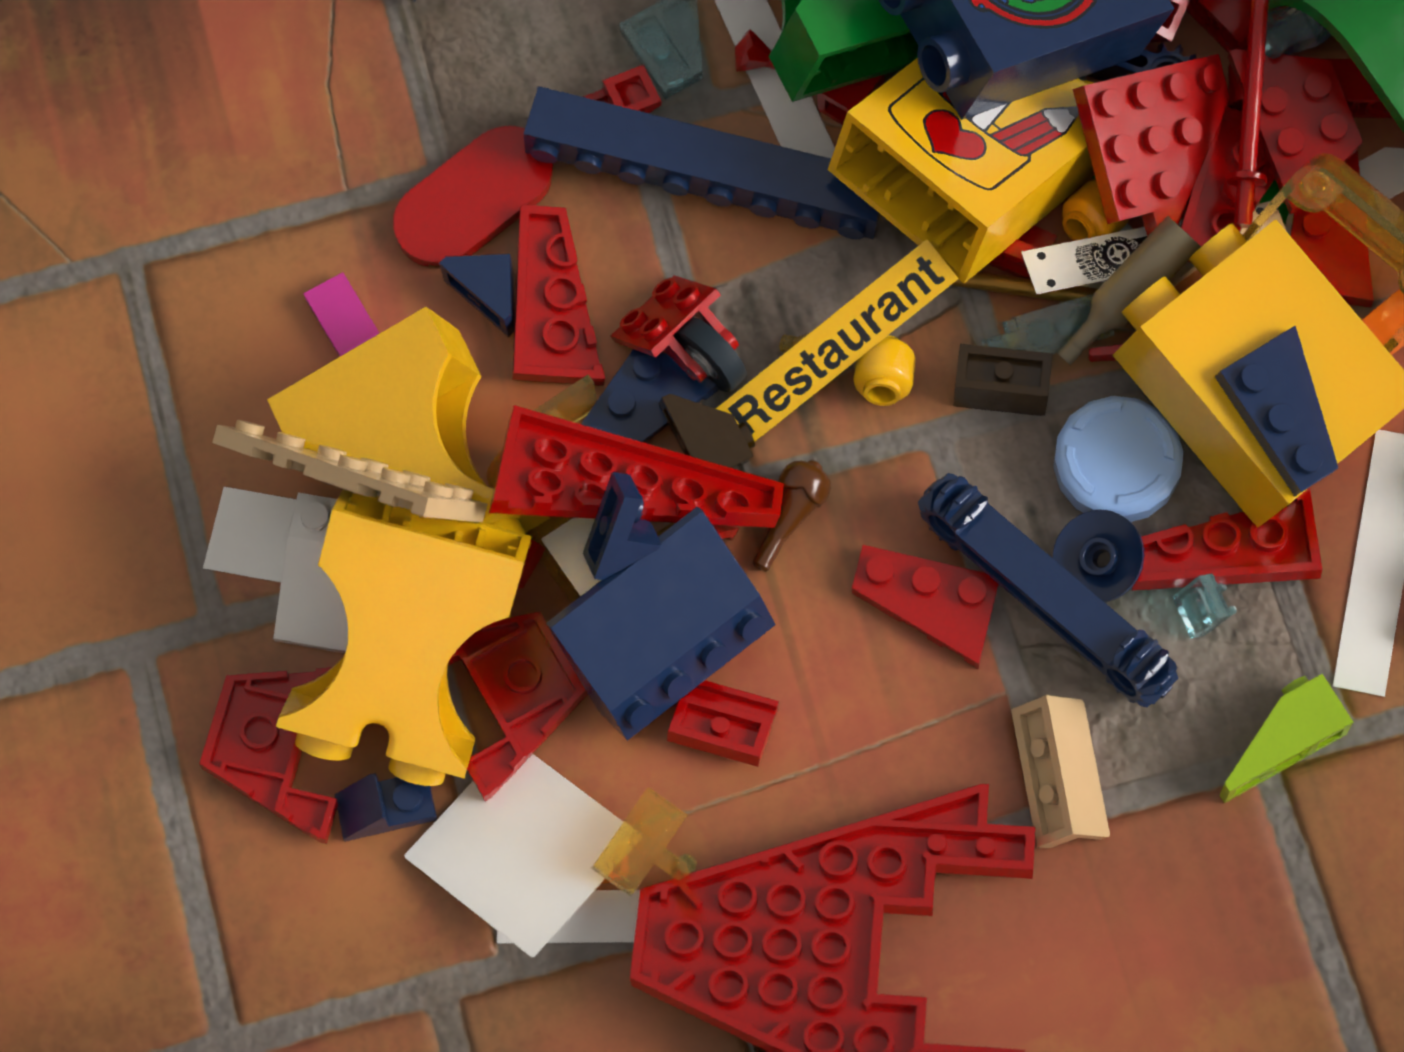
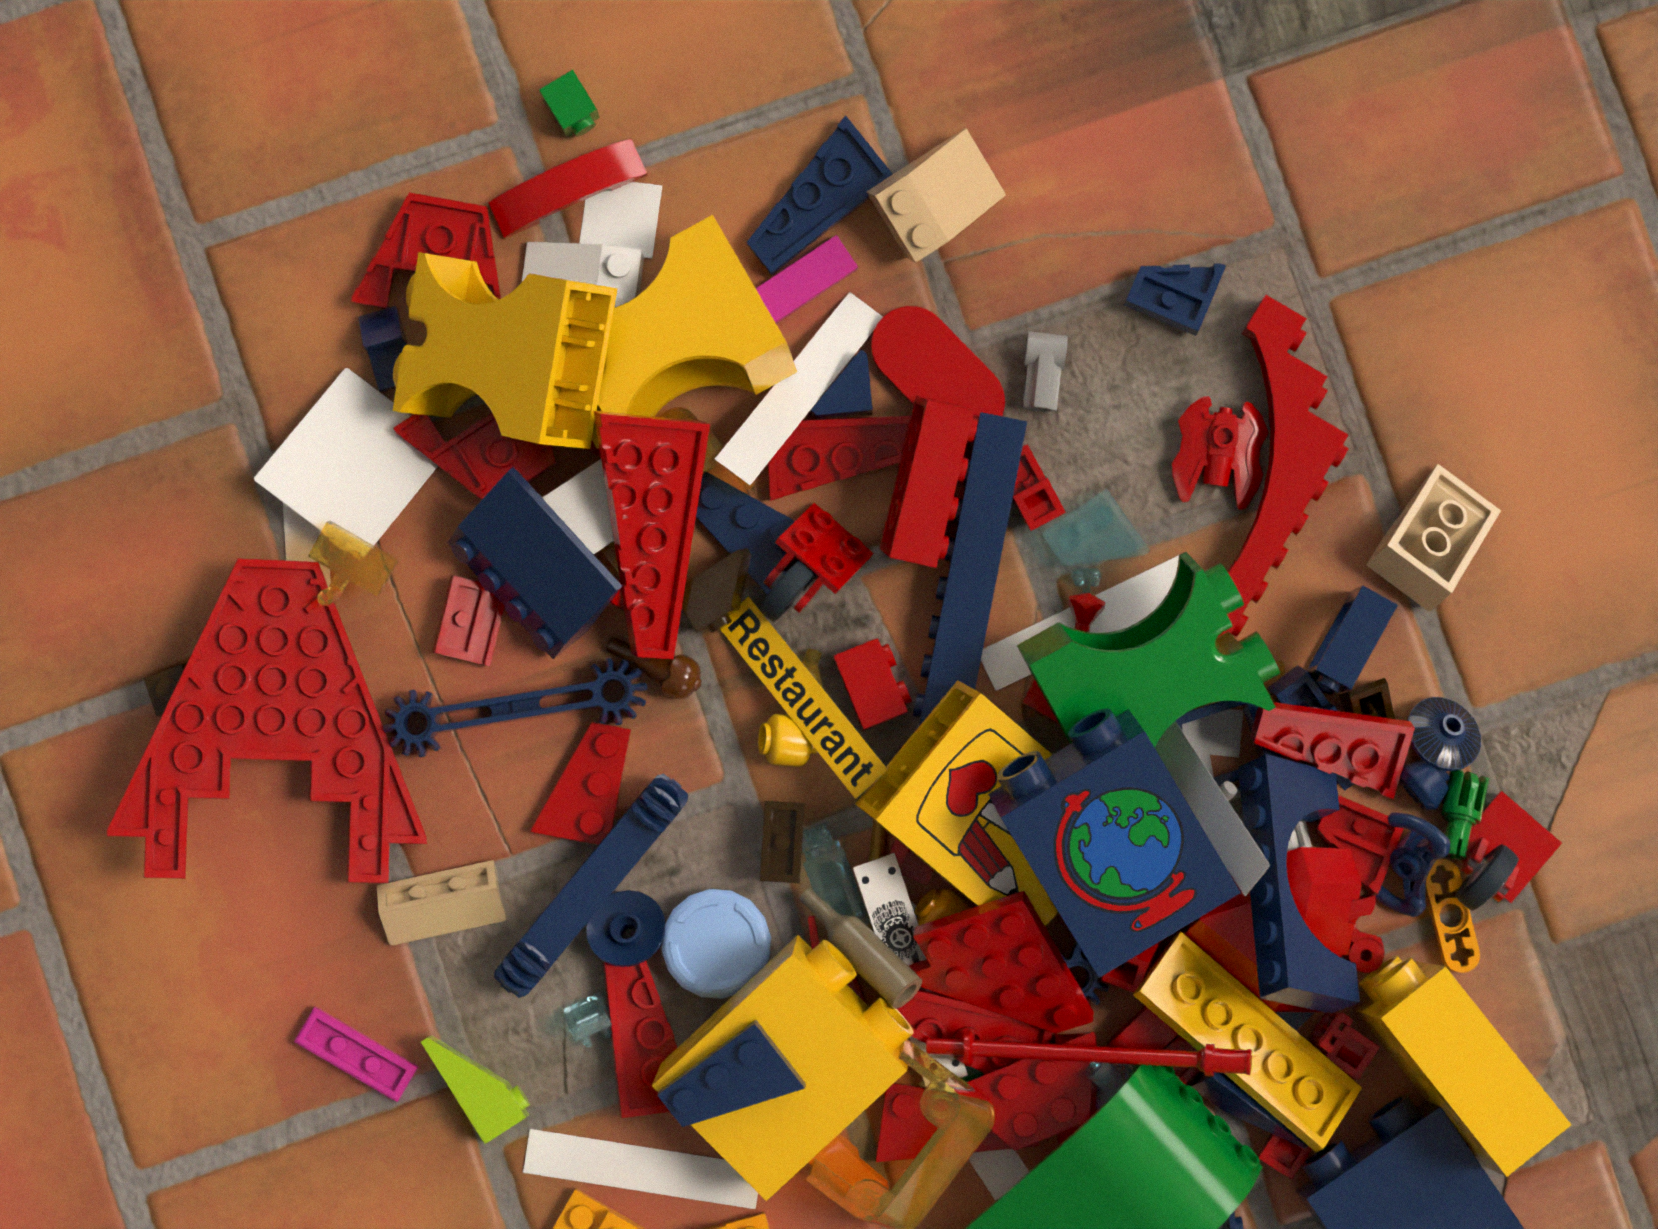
camera: 80 degrees right, 15 degrees up
(116, 576) = (570, 104): none -> green brick
(214, 591) = (566, 185): none -> red slope
(254, 304) = (819, 197): none -> dark blue wing
(273, 184) = (936, 195): none -> tan slope
(354, 474) = (621, 297): tan wing -> none
(470, 82) = (1044, 361): none -> light grey piece
(487, 335) = (795, 396): none -> white sticker
(596, 193) = (927, 481): none -> red brick
(618, 532) = (592, 522): dark blue slope -> none
(717, 54) = (1086, 577): none -> clear light blue rock
(822, 277) = (872, 684): none -> red brick
(830, 672) = (513, 708): none -> dark blue arm
(1241, 882) = (356, 1054): none -> dark pink tile

